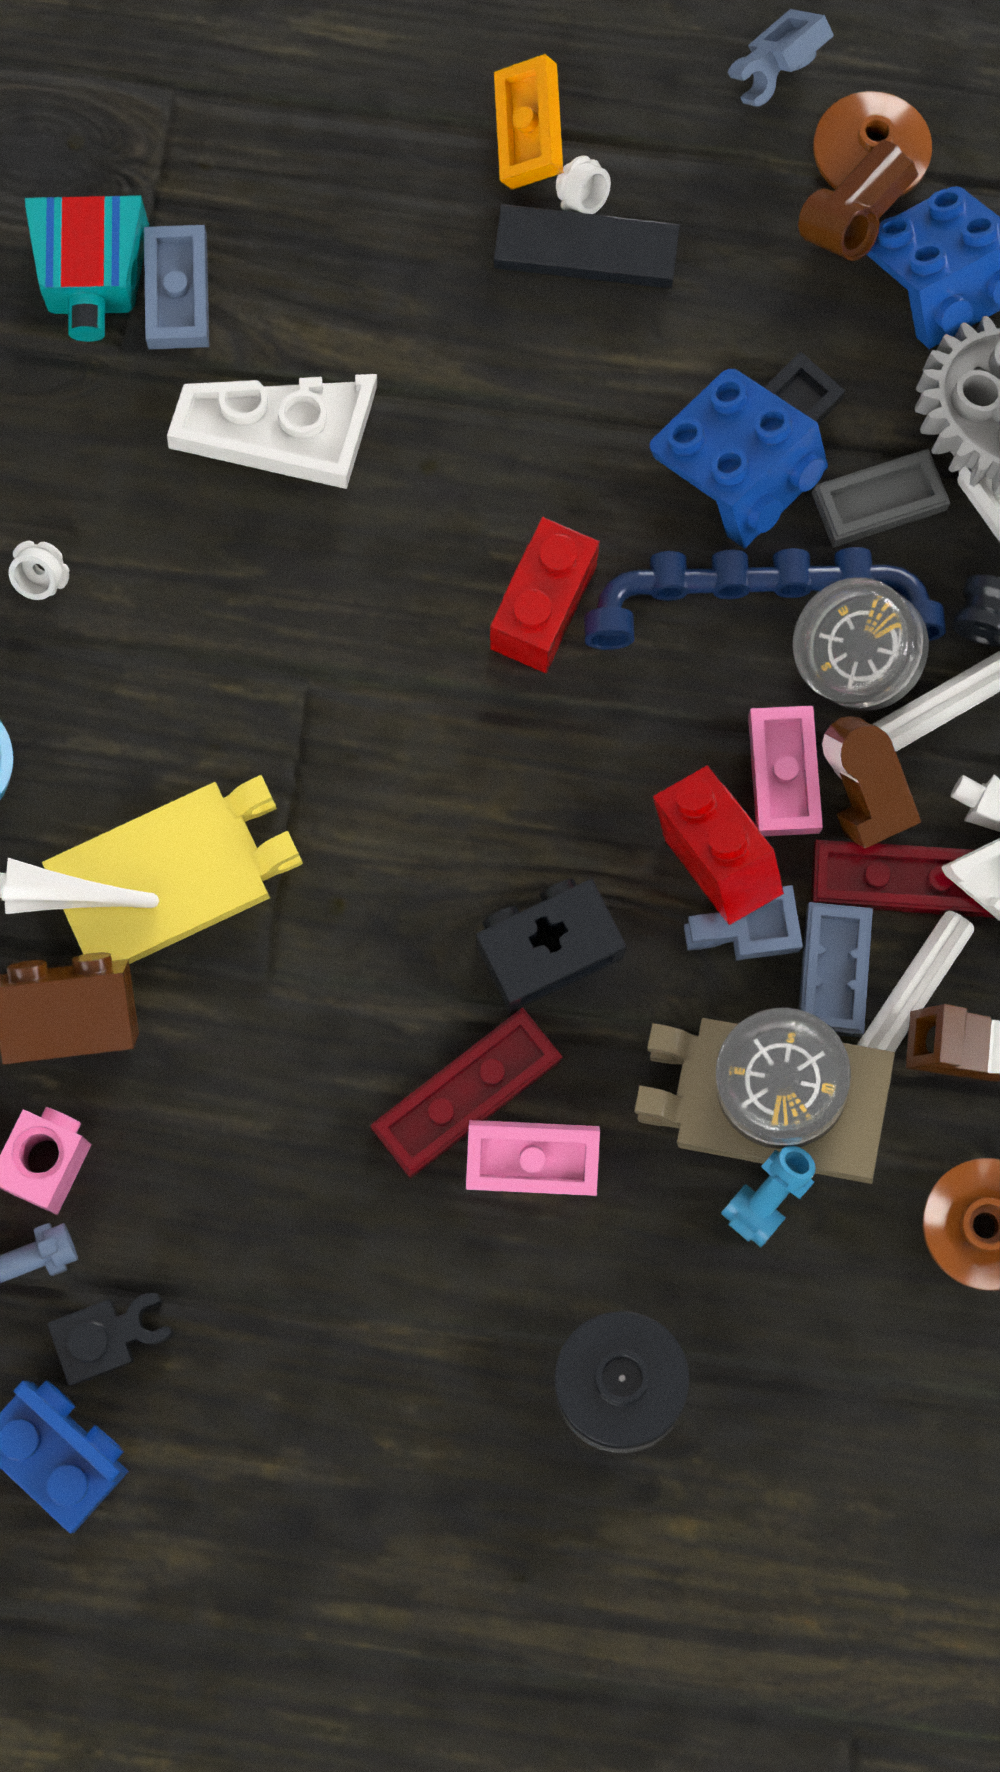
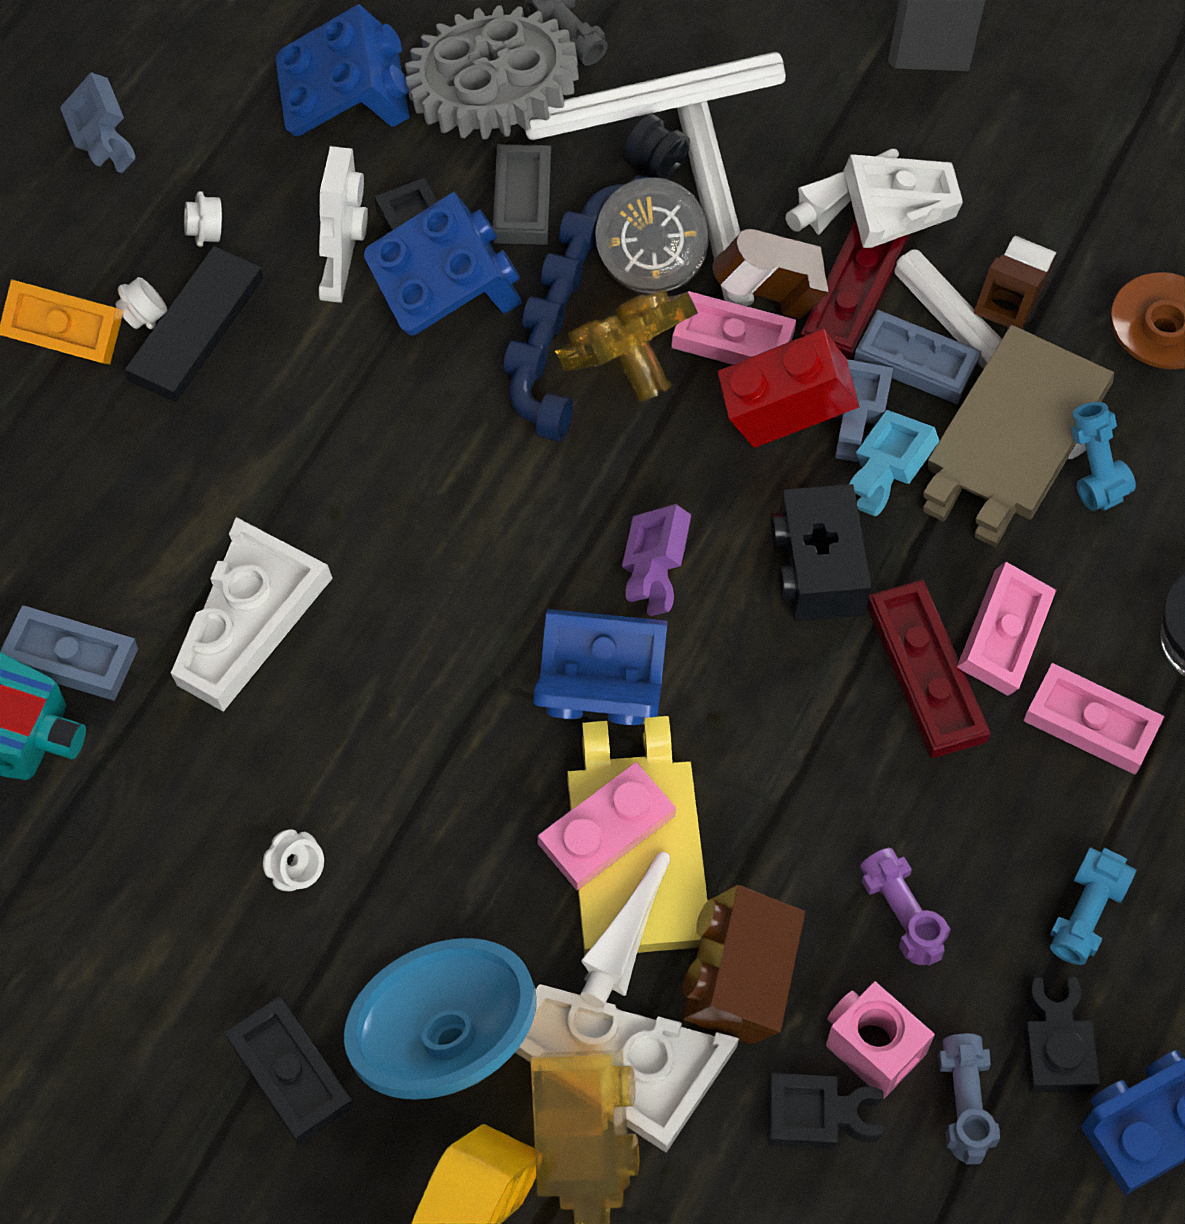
camera: 70 degrees left, 15 degrees down
(163, 836) = (606, 826): none -> bright pink plate
(163, 1172) = (923, 929): none -> medium lavender bar
(288, 1332) = (1104, 877): none -> dark azure bar
(322, 773) = (601, 666): none -> blue bracket
(462, 1275) = (1093, 718): none -> bright pink plate
(488, 779) = (653, 548): none -> medium lavender plate
(544, 595) = (507, 451): red brick -> none
(695, 980) = (890, 452): none -> medium azure plate
(707, 200) = (203, 219): none -> white plate
(718, 664) = (629, 339): none -> clear yellow plate
(749, 325) = (340, 220): none -> white wing
(783, 1078) = (1015, 398): clear piece -> none
(842, 138) = (210, 99): dark orange dish -> none
(849, 217) = (269, 119): reddish brown piece -> none

